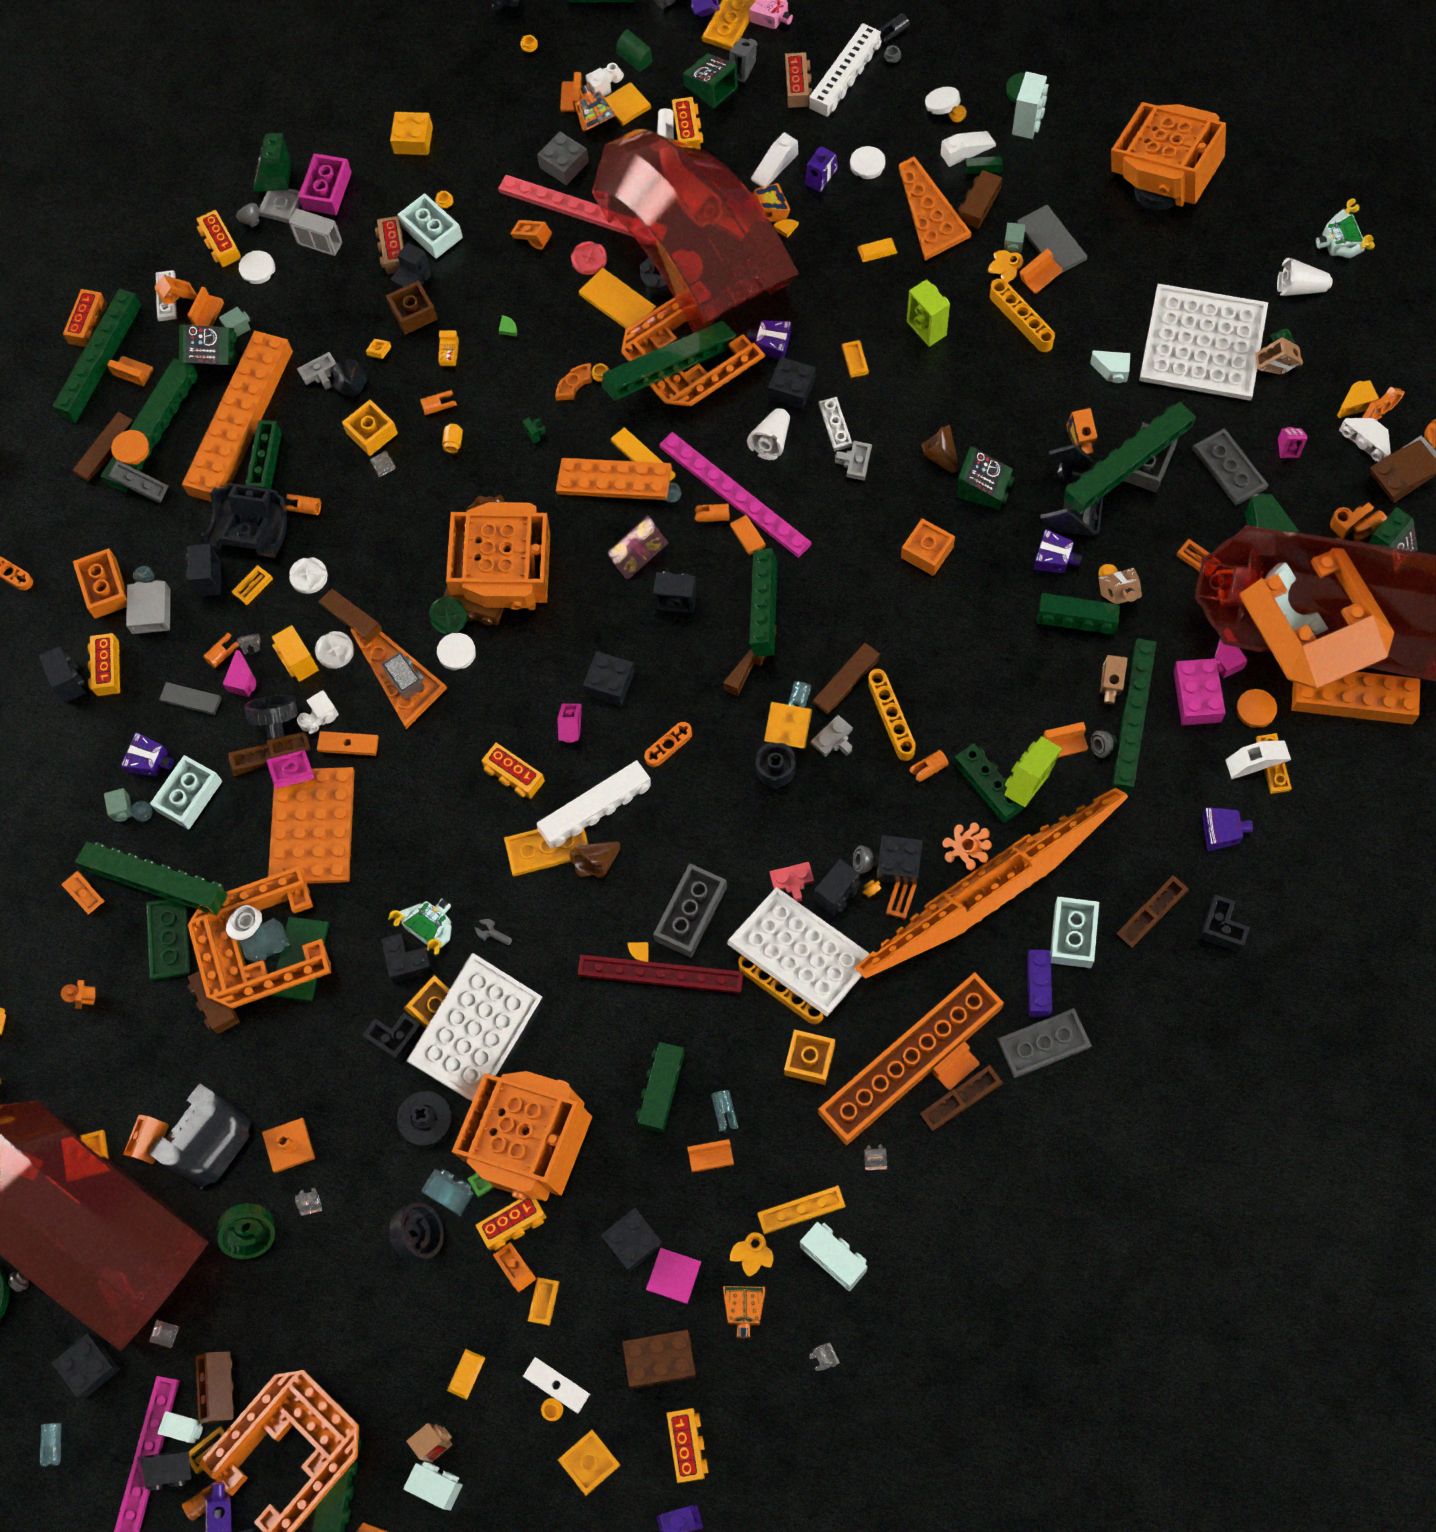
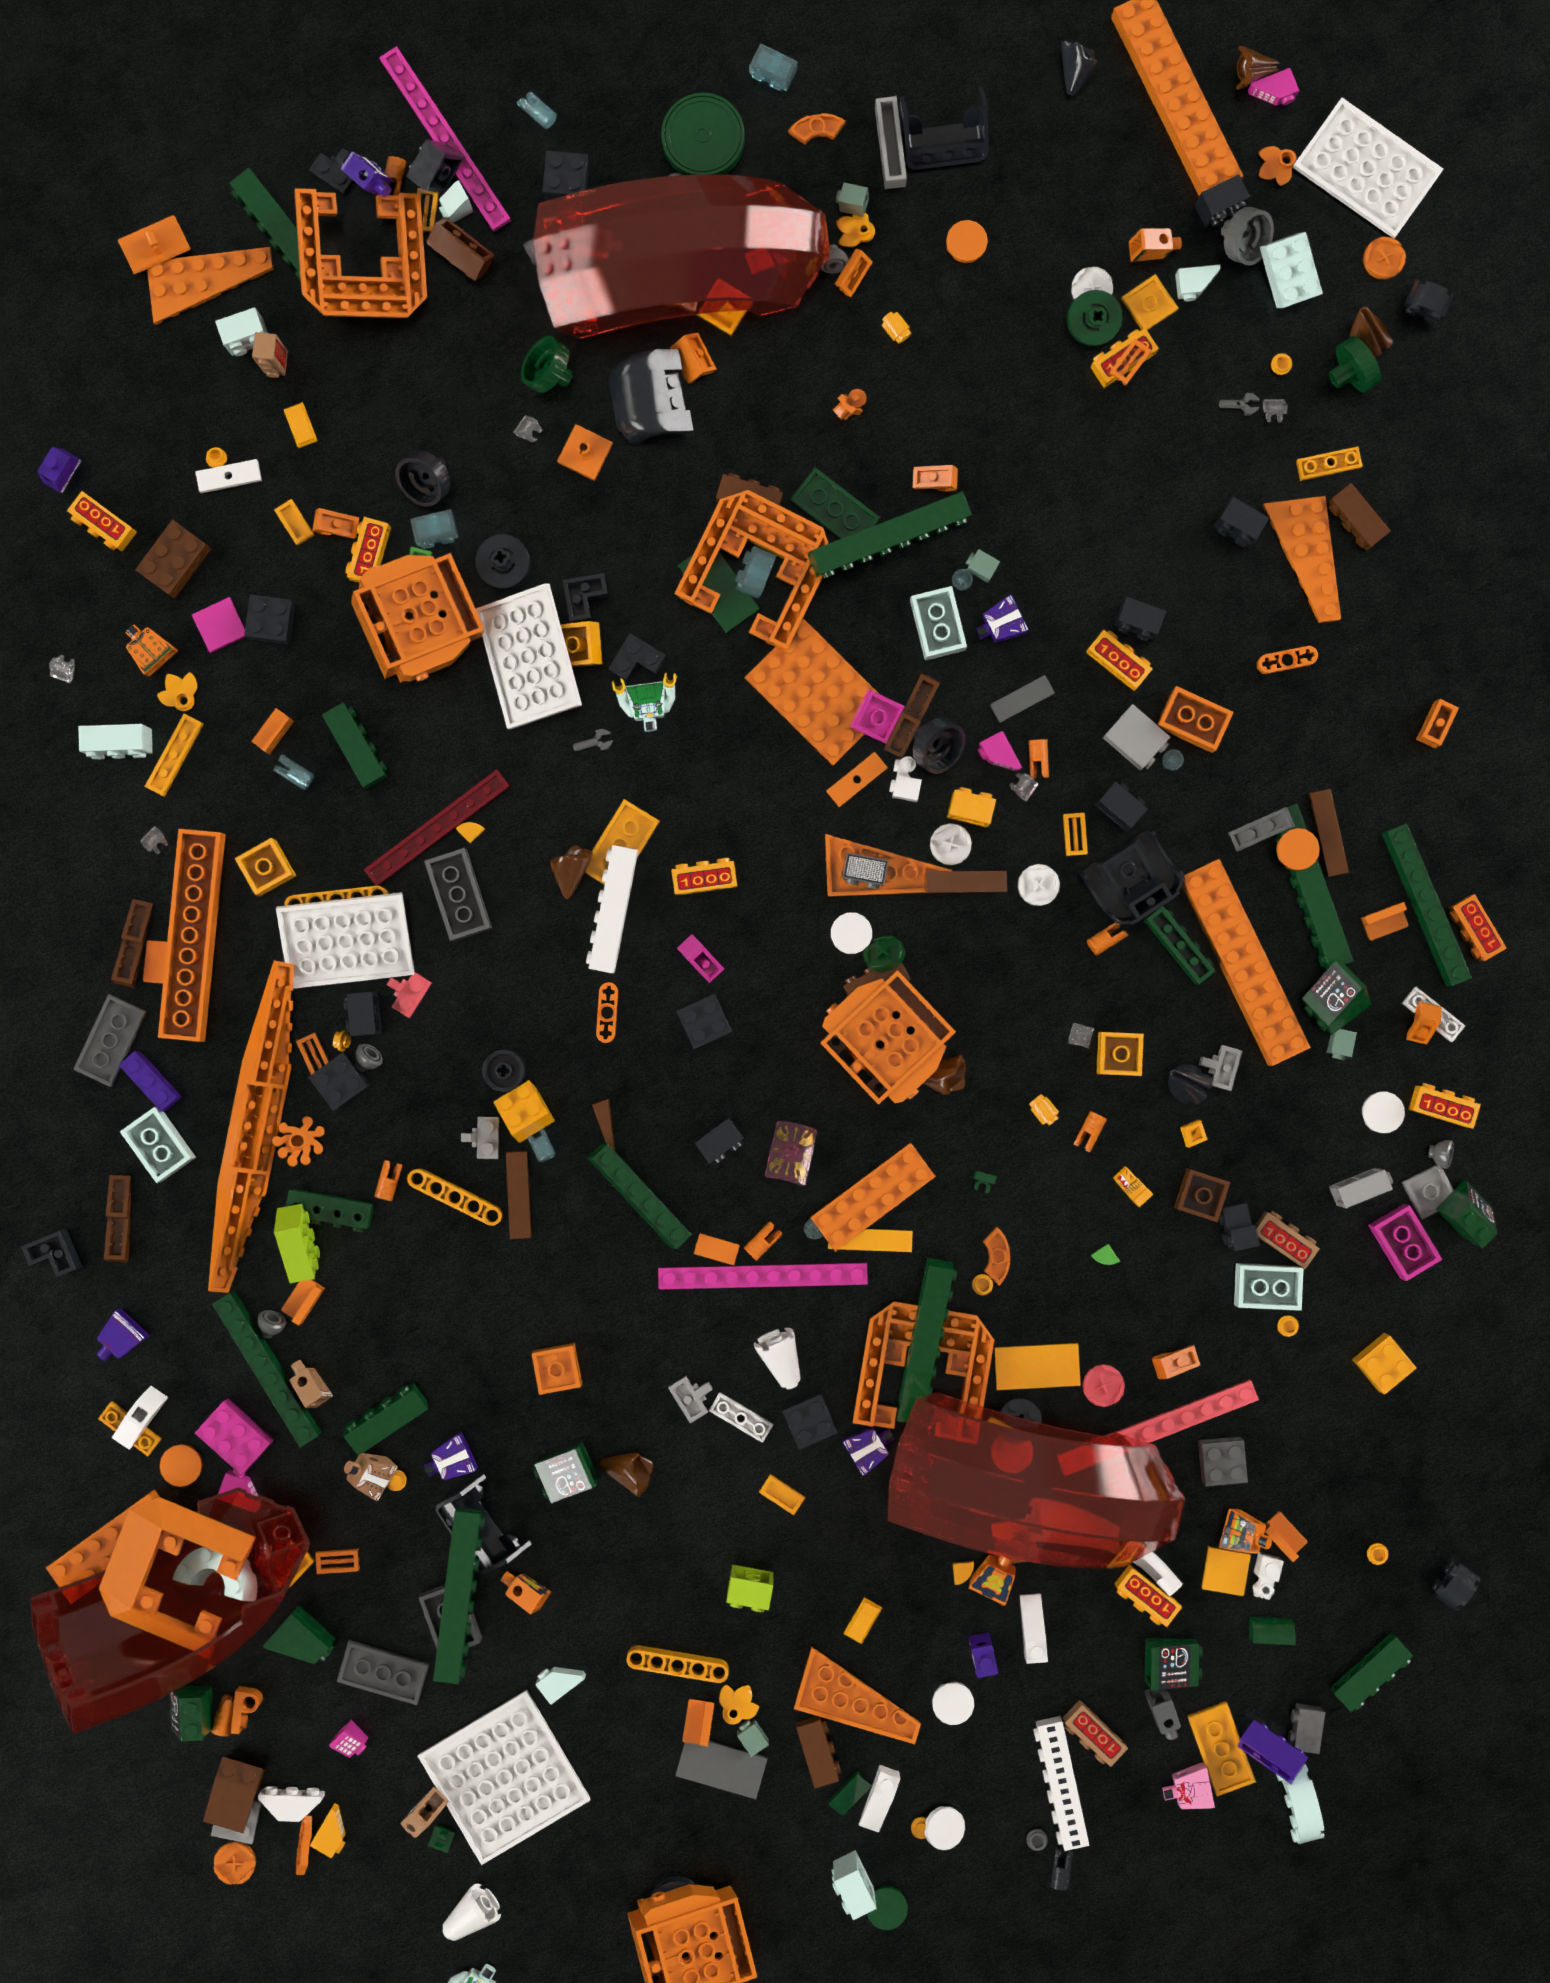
camera: 130 degrees right, 20 degrees up
(205, 309) = (1380, 1031): orange panel -> none
(243, 922) = (779, 568): white hat -> none
(589, 1462) = (159, 450): light orange tile -> none

